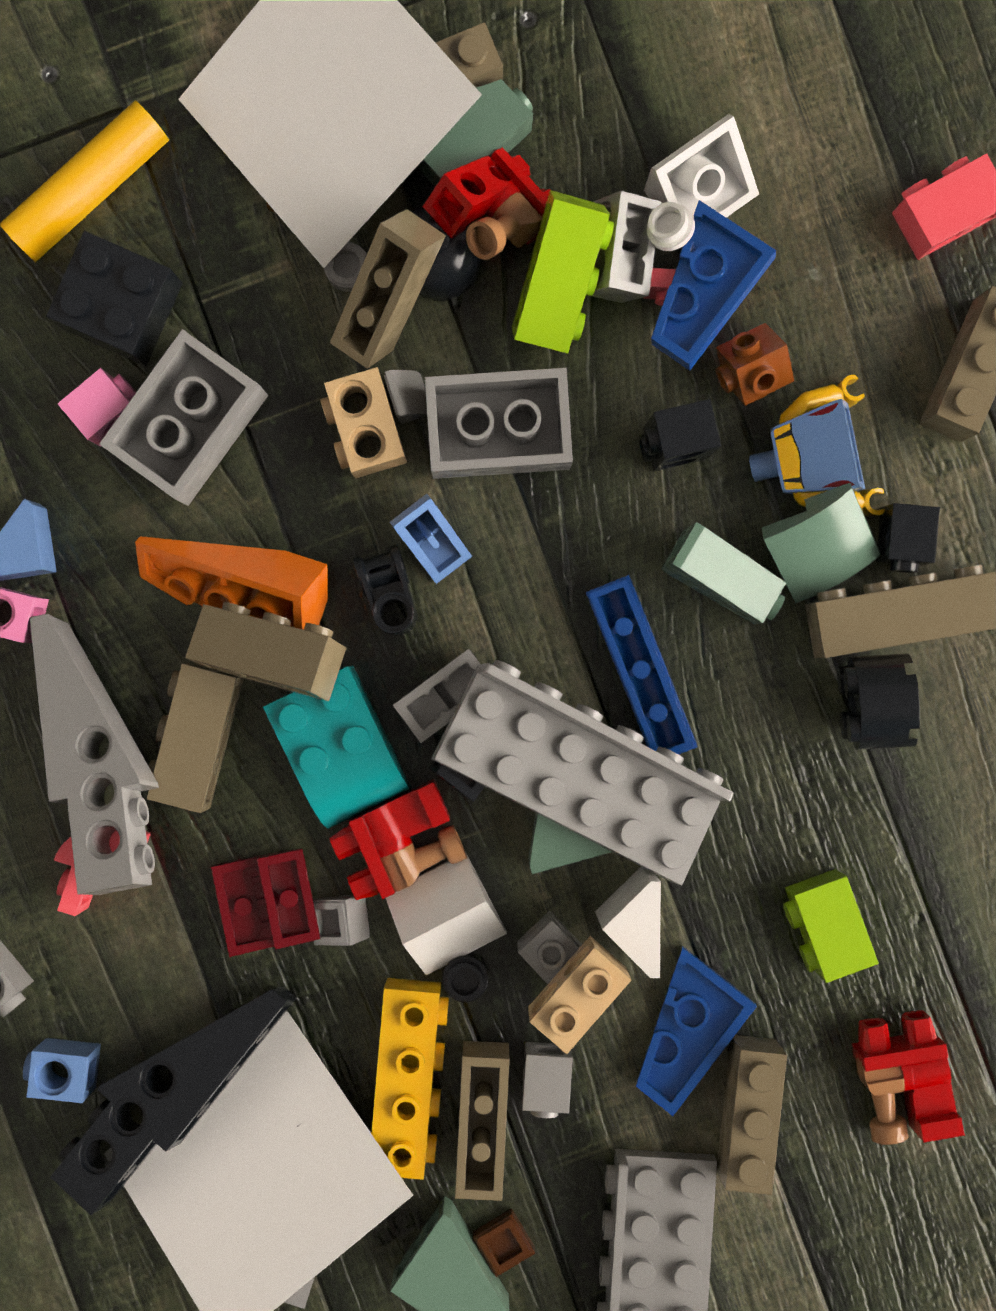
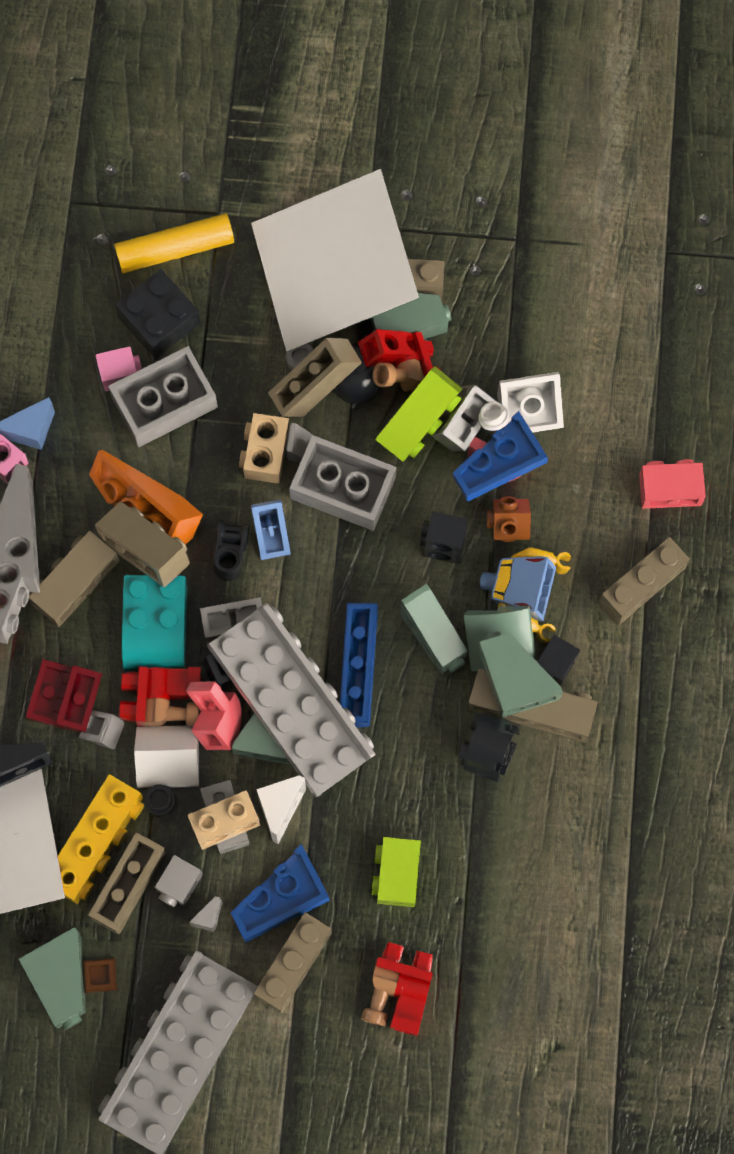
camera: 25 degrees right, 15 degrees down
(491, 836) = (219, 715): none -> coral brick
(607, 1109) = (208, 916): none -> light grey slope
(878, 594) = (515, 675): none -> sand green slope

